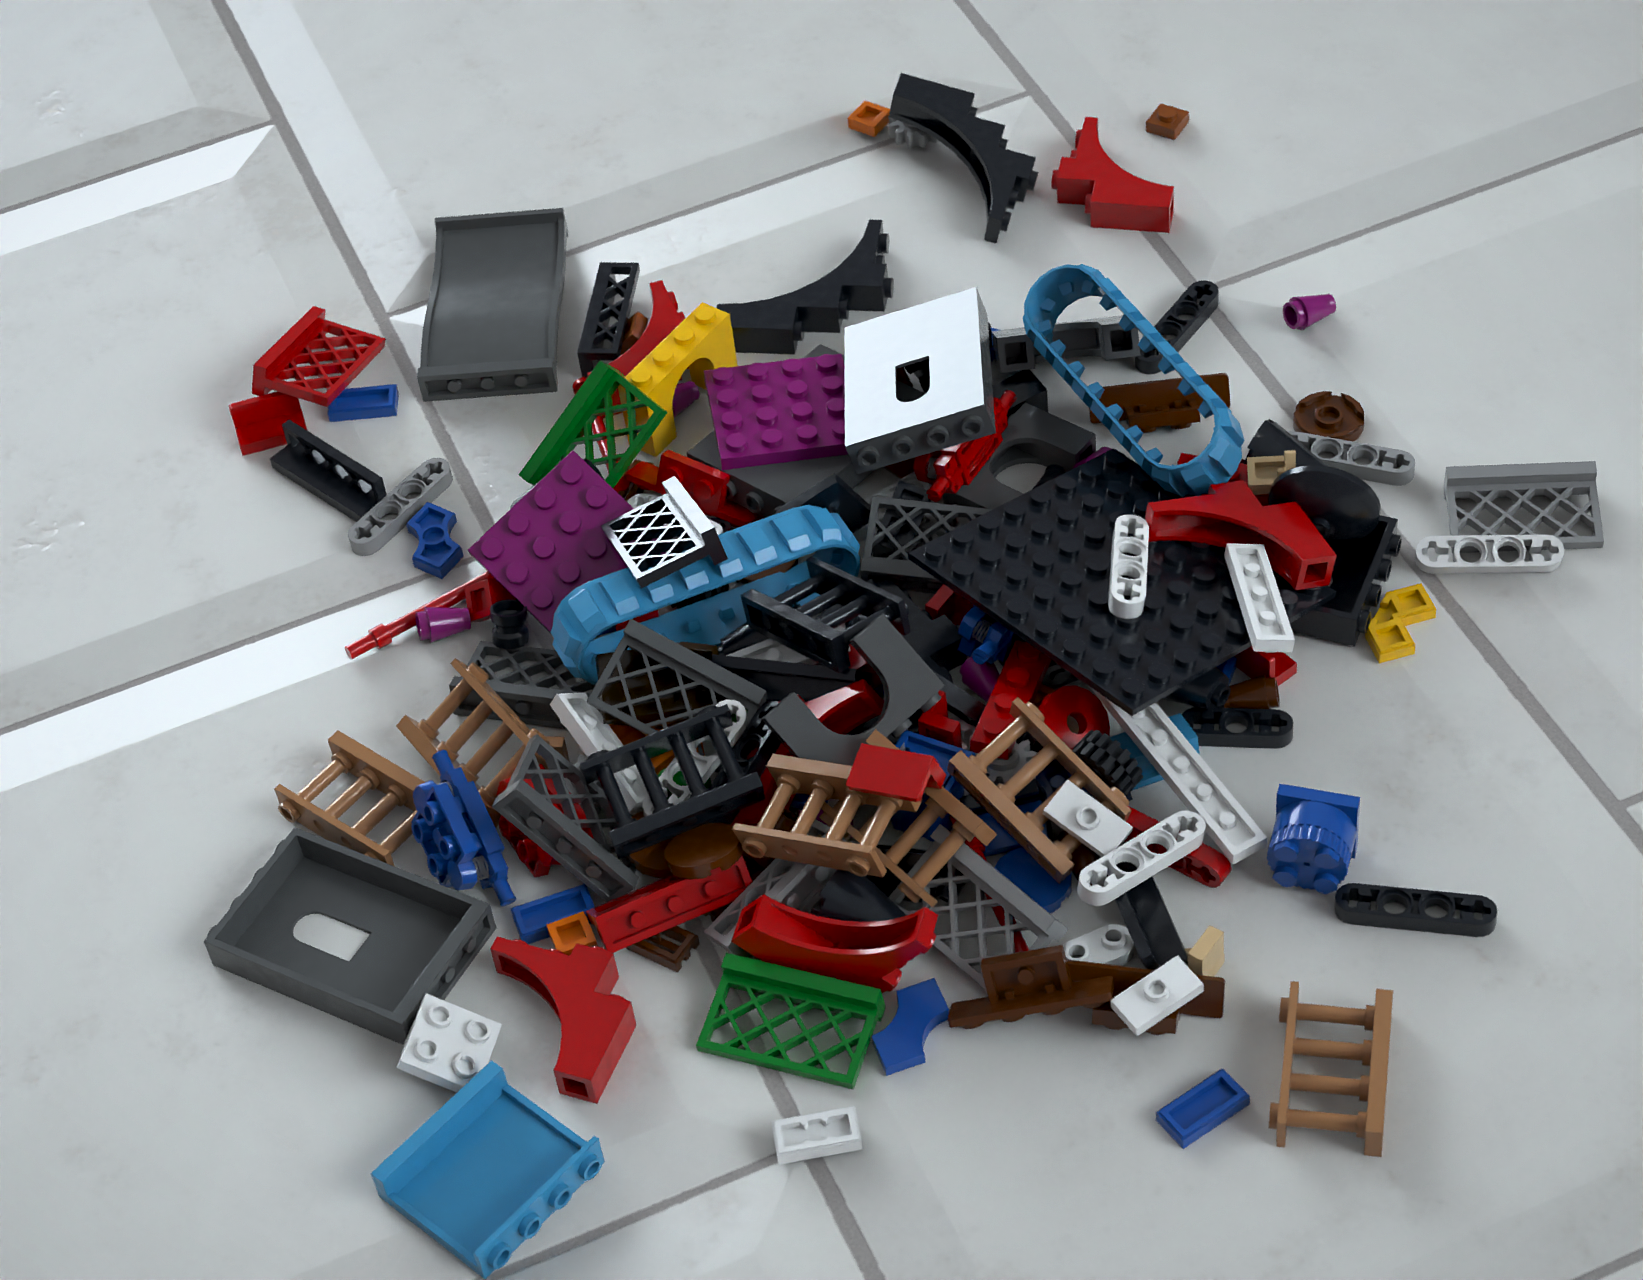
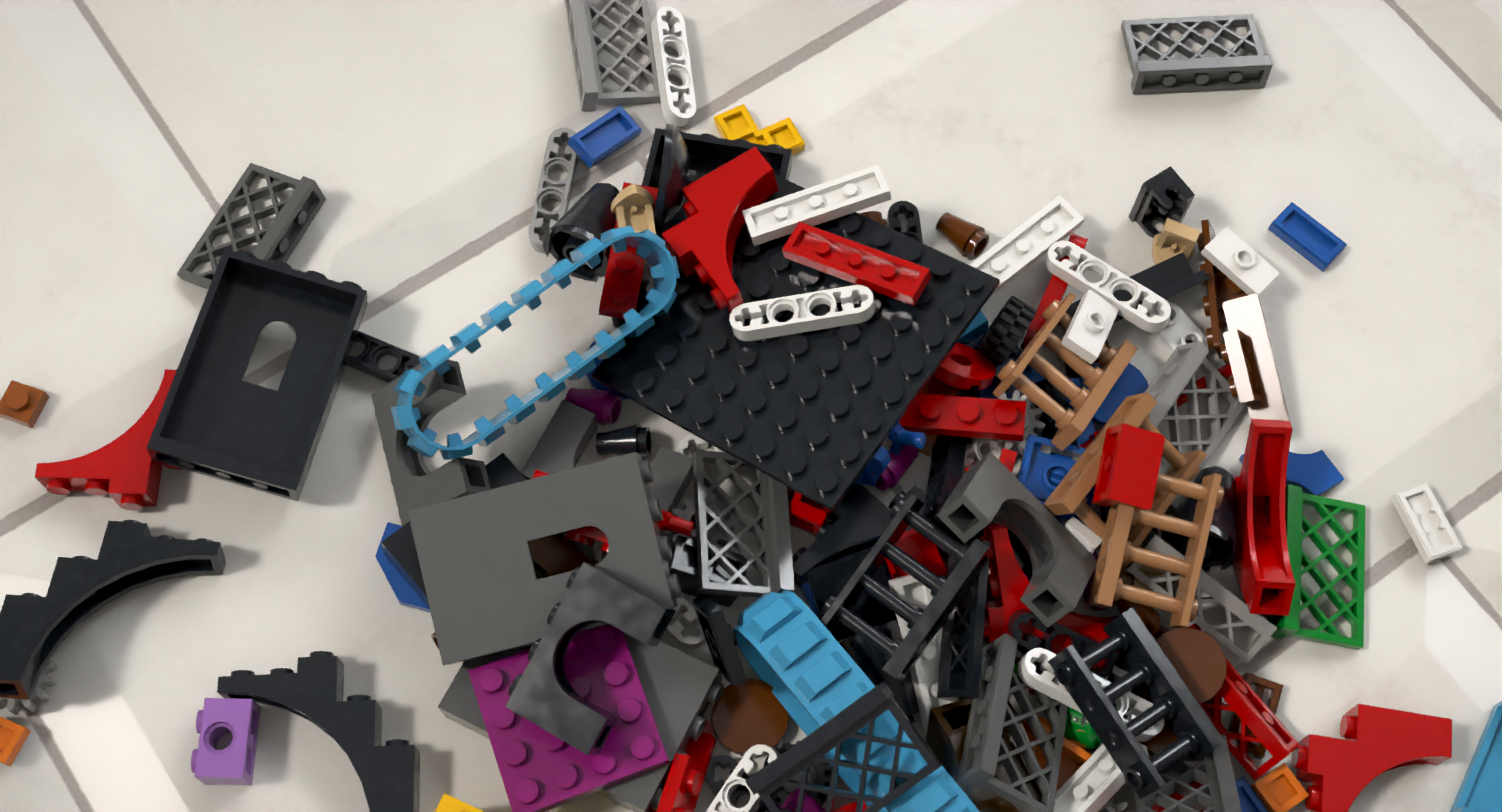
camera: 110 degrees left, 20 degrees up
(828, 234) = (236, 762): none -> medium lavender brick
(844, 387) = (544, 690): none -> black arch
(1117, 208) = (246, 430): none -> black panel
(1160, 402) = (504, 356): reddish brown bracket -> none
(1173, 605) = (857, 263): none -> red plate
(1245, 772) = (963, 235): none -> reddish brown cone
(1253, 940) = (1160, 199): none -> black hinge
(1307, 310) = (348, 234): magenta cone -> none
(1313, 838) = (1045, 165): blue piece -> none
(1317, 267) = (274, 242): none -> dark grey fence
(1329, 416) = (499, 208): reddish brown tile -> none
(1368, 1088) = (1253, 113): medium nougat fence -> none
(1401, 493) = (604, 136): none -> blue tile
(1414, 916) = (1077, 102): black beam -> none
(1443, 1039) = (1198, 71): none -> dark grey fence

